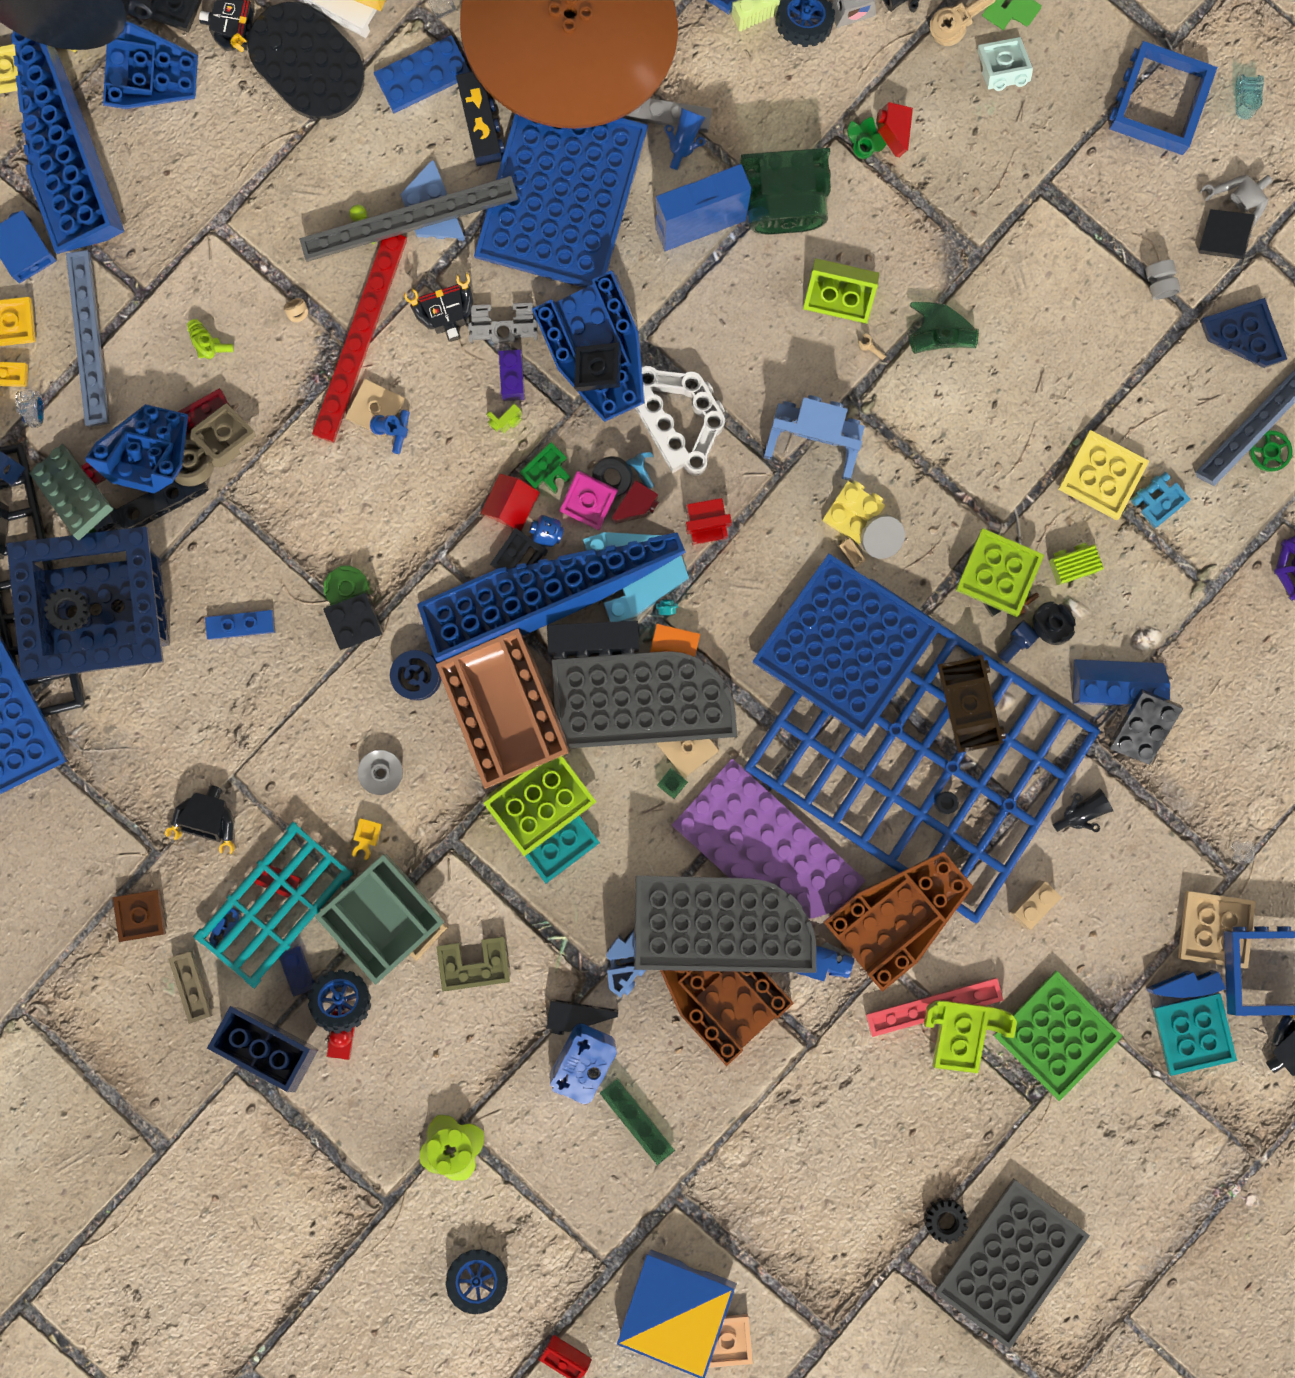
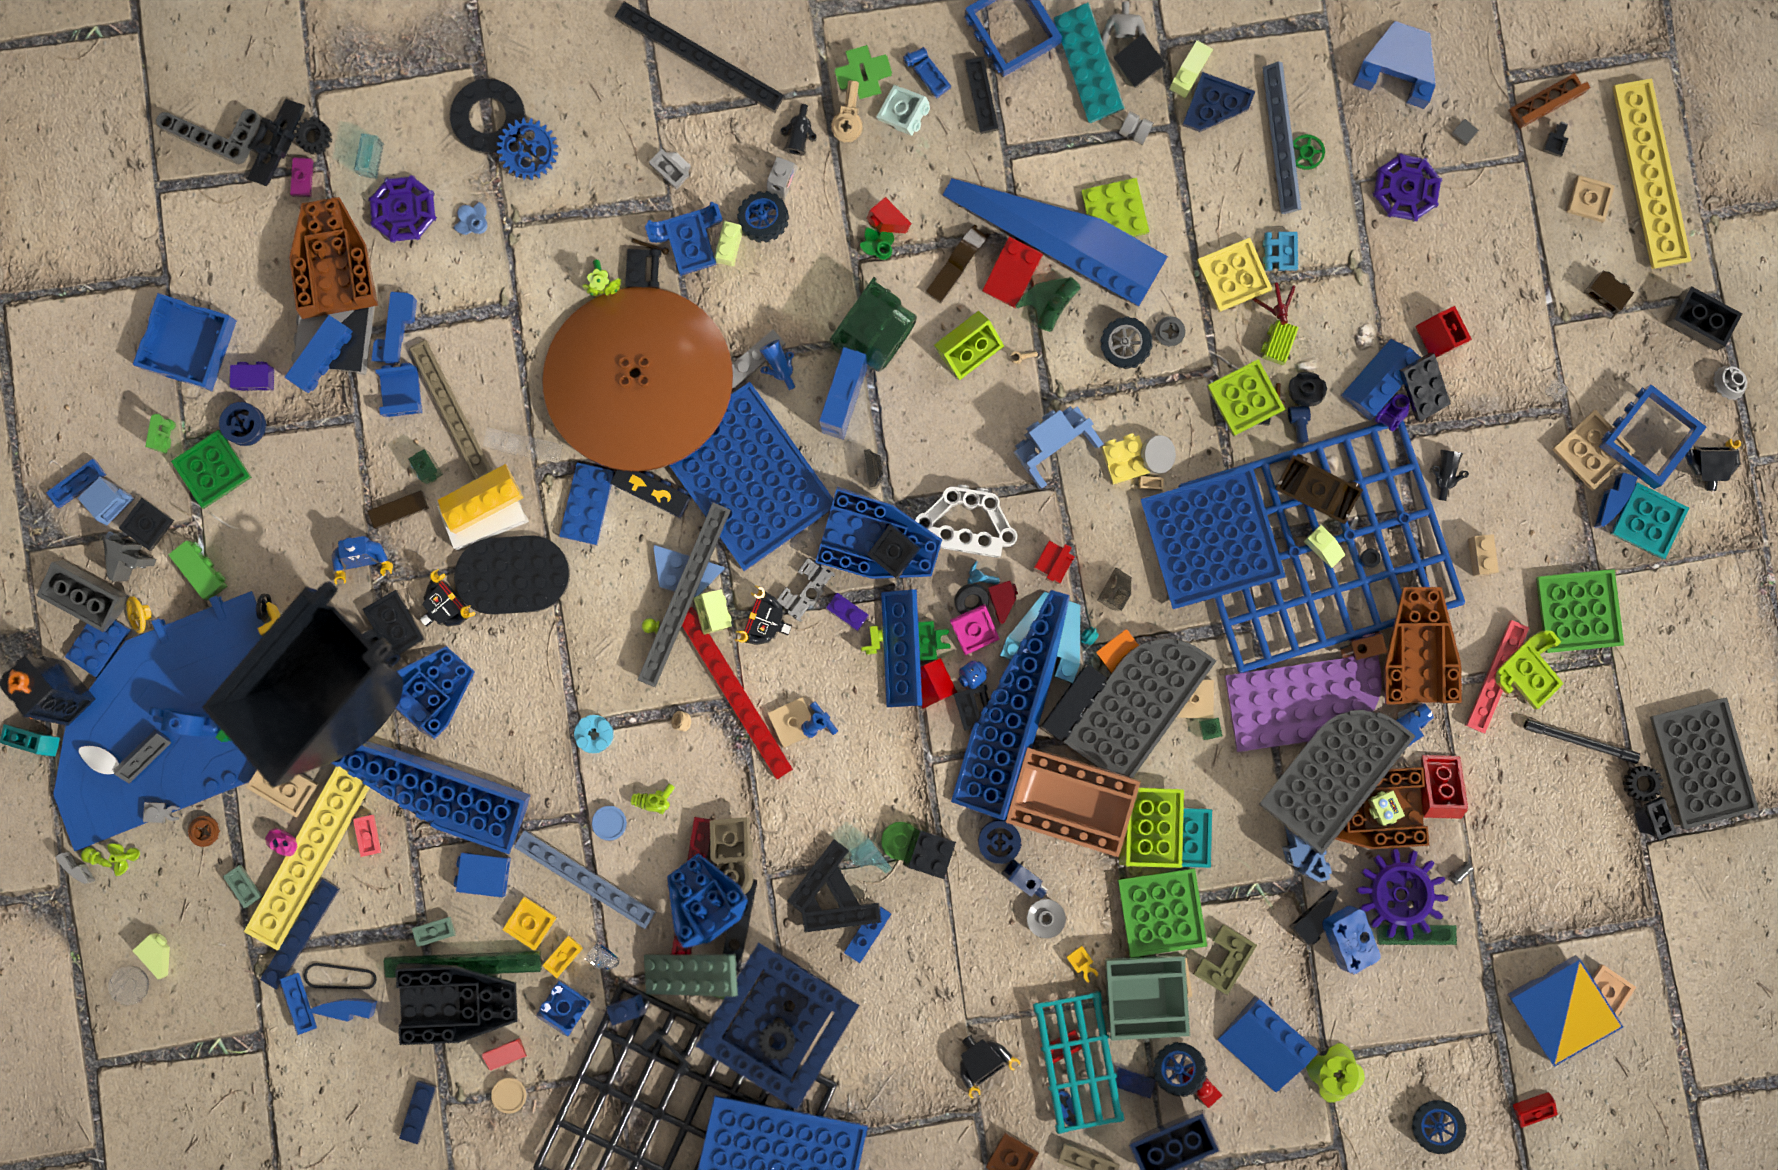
camera: 45 degrees left, 0 degrees up
(154, 319) = (609, 823): none -> medium blue piece
(211, 239) = (602, 727): none -> medium azure plate
(264, 544) = (828, 872): none -> black plate
(311, 569) = (868, 854): none -> clear light blue arch
(399, 714) = (1020, 876): none -> dark blue torso
(415, 257) = (712, 611): none -> yellowish green brick
(427, 1064) = (1267, 1044): none -> blue slope
(470, 873) = (1162, 912): none -> bright green plate
(517, 448) = (901, 648): none -> blue plate
(659, 296) = (874, 468): none -> clear smoke slope
(676, 1094) = (1420, 894): none -> dark purple gear
(726, 1117) = (1462, 872): none -> dark grey pin
(728, 597) = (1116, 590): none -> clear smoke slope
(728, 998) = (1385, 808): none -> yellowish green head
(791, 1037) = (1444, 787): none -> red slope
(870, 867) = (1373, 645): none -> reddish brown torso
(905, 221) = (956, 264): none -> dark brown piece
(922, 1258) = (1655, 819): none -> black slope
(923, 752) = (1325, 546): none -> yellowish green slope
(940, 275) = (1012, 272): none -> red slope
(955, 407) = (1110, 333): none -> black wheel
(958, 1180) = (1621, 753): none -> black piece
(1003, 448) = (1177, 326): none -> dark grey gear
(1014, 303) = (1068, 236): none -> blue wedge
(1055, 66) = (932, 77): none -> blue plate
(1061, 36) = (914, 57): none -> blue pin
(1071, 324) = (1118, 205): none -> lime plate
(1076, 121) = (981, 95): none -> black plate
(1098, 718) = (1393, 415): none -> dark purple piece
(1106, 538) = (1280, 309): none -> dark red plant
(1186, 191) = (1089, 63): none -> teal plate
(1210, 704) = (1443, 332): none -> red slope
(1257, 286) = (1191, 69): none -> yellowish green slope

